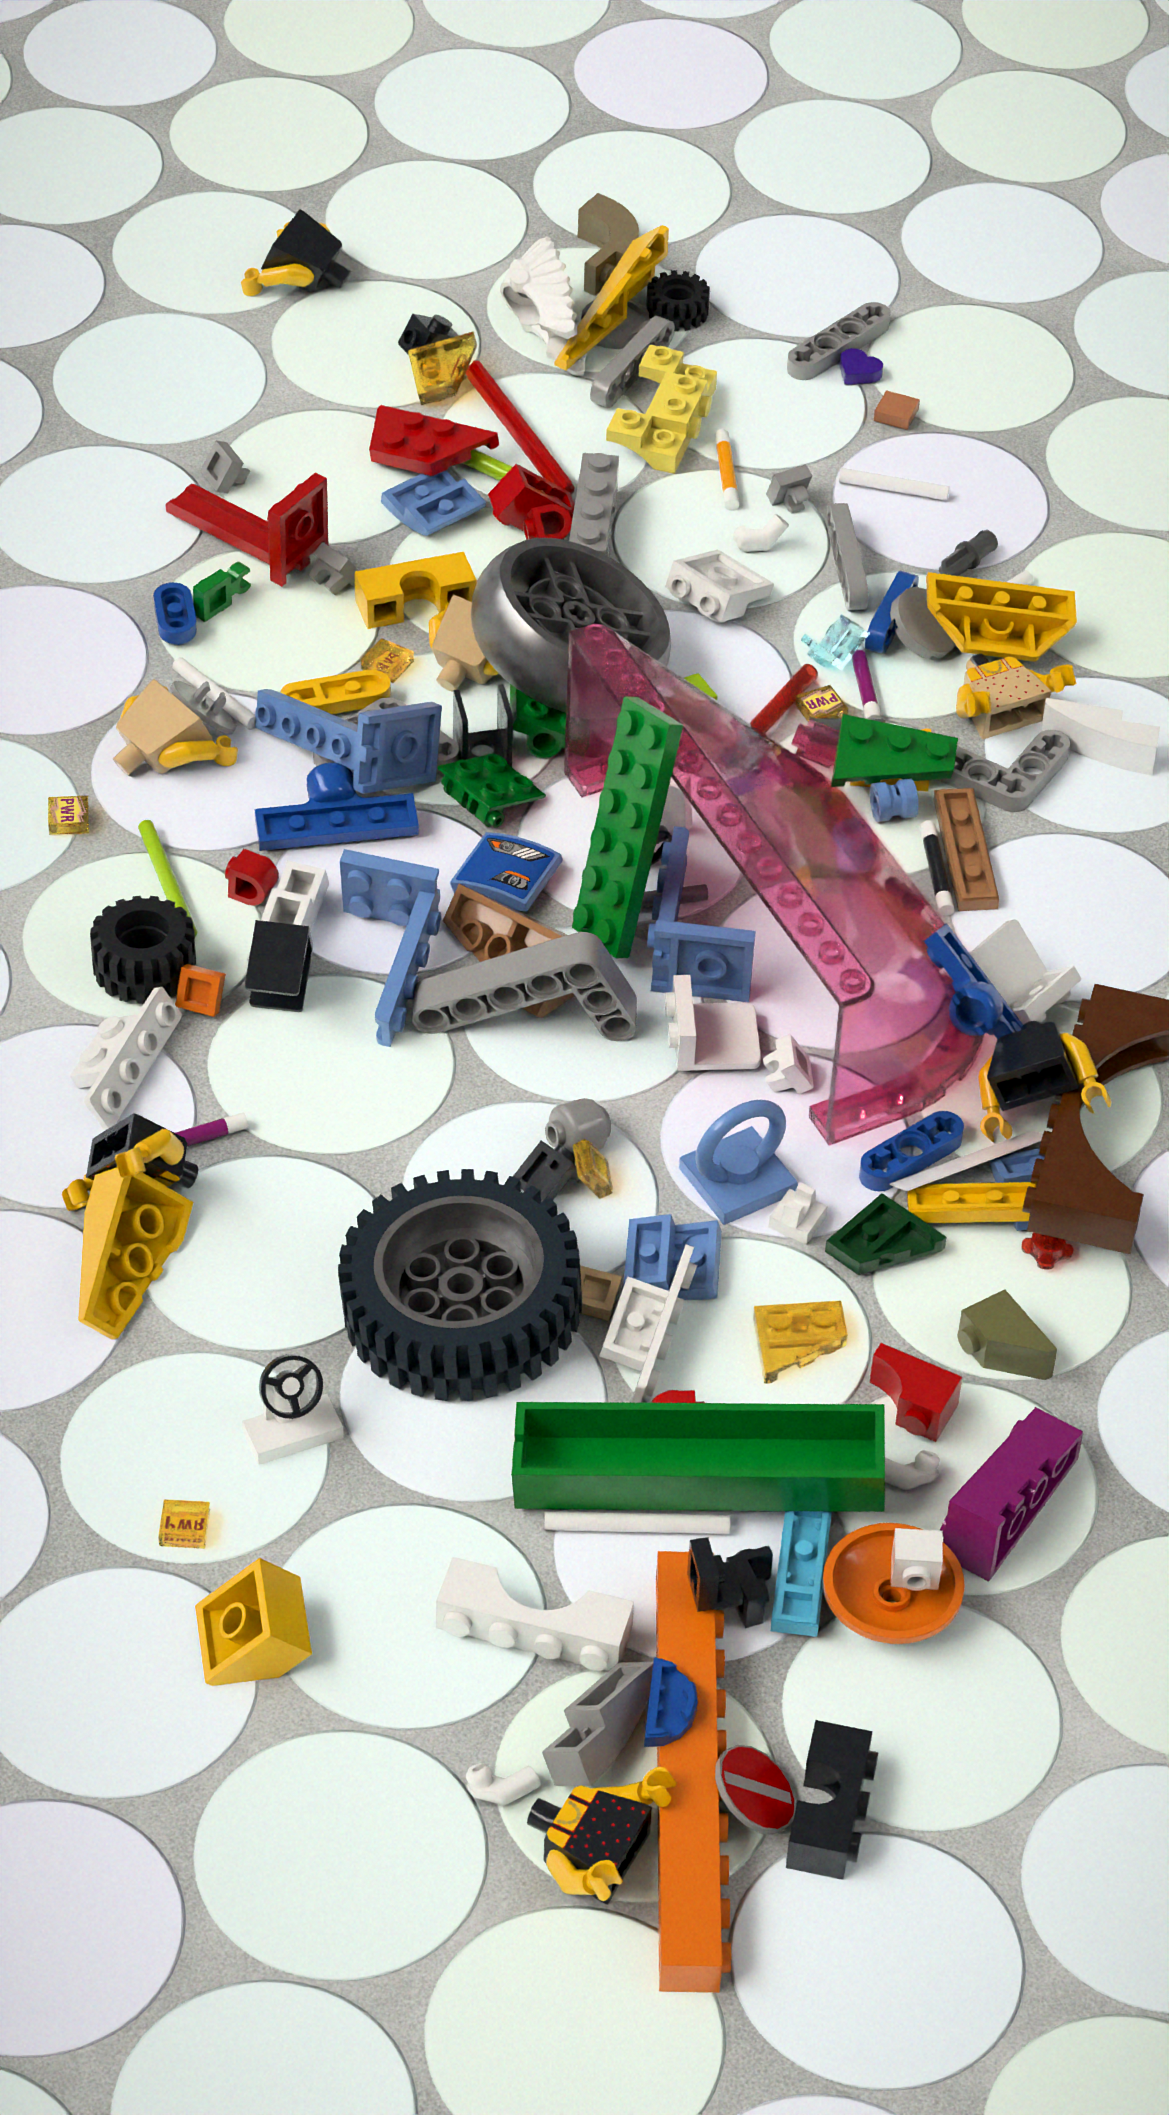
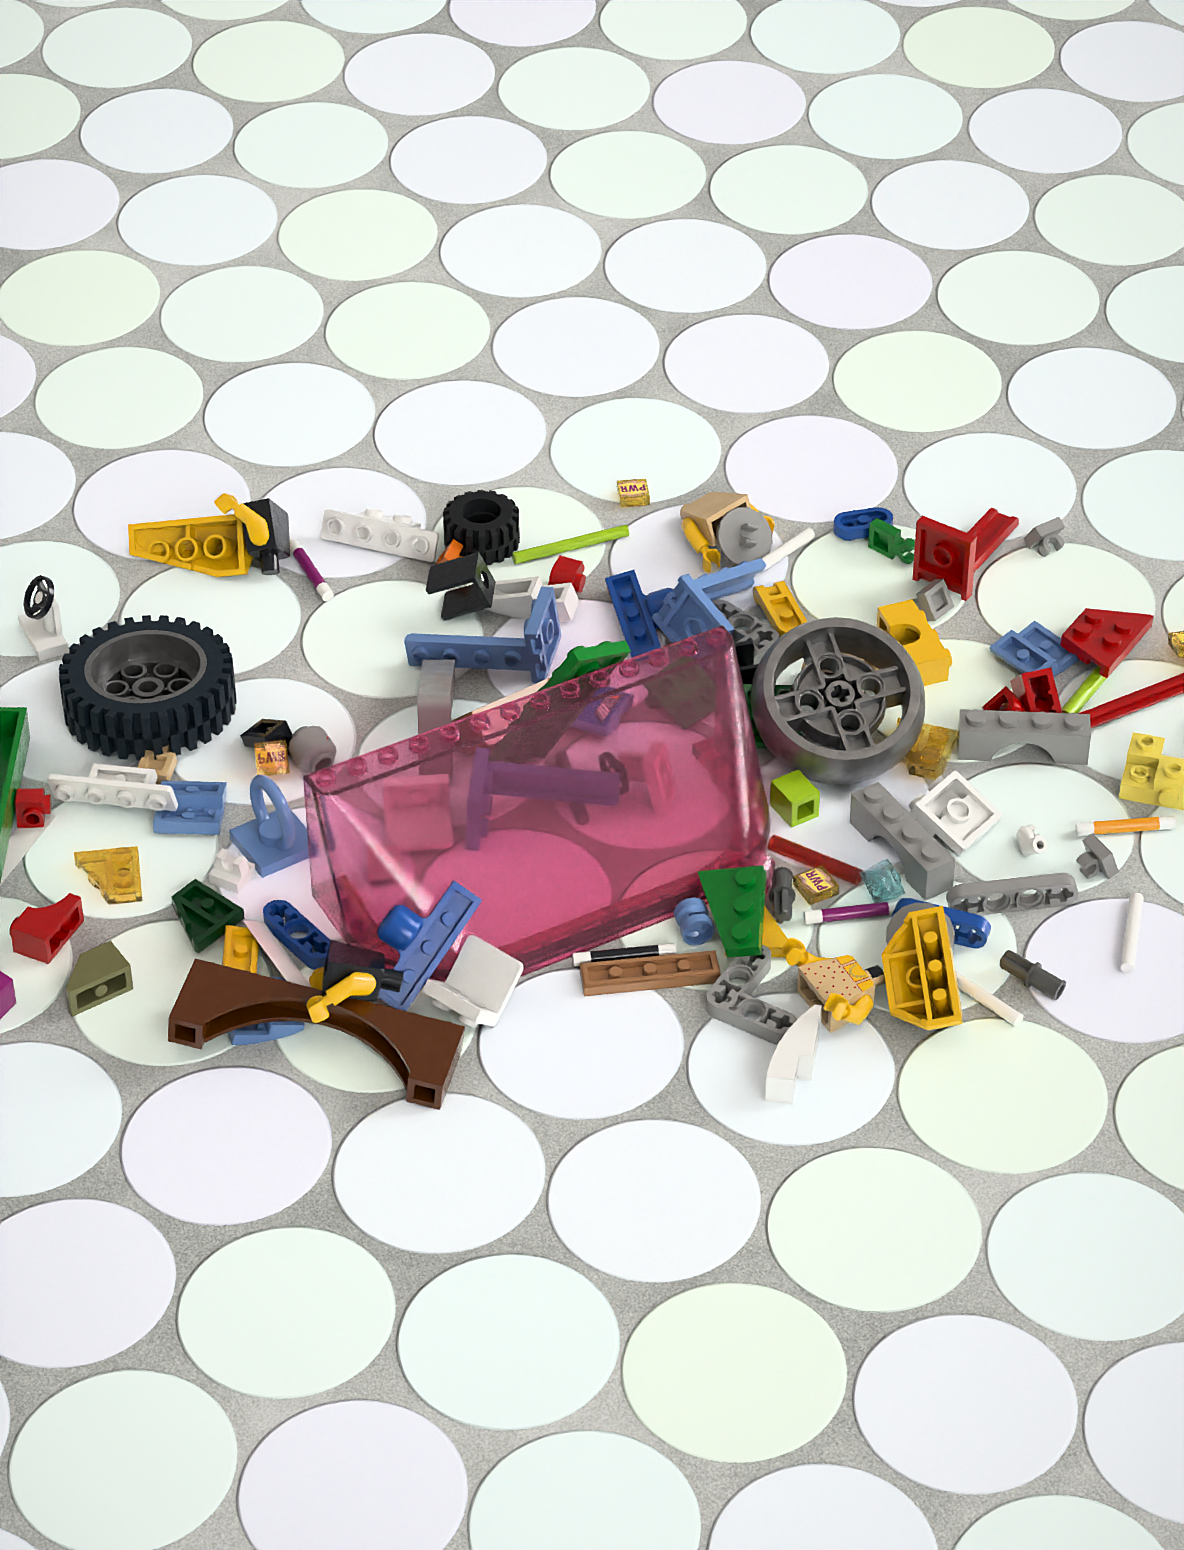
camera: 90 degrees right, 5 degrees down
(726, 636) = (924, 860): none -> light grey arch

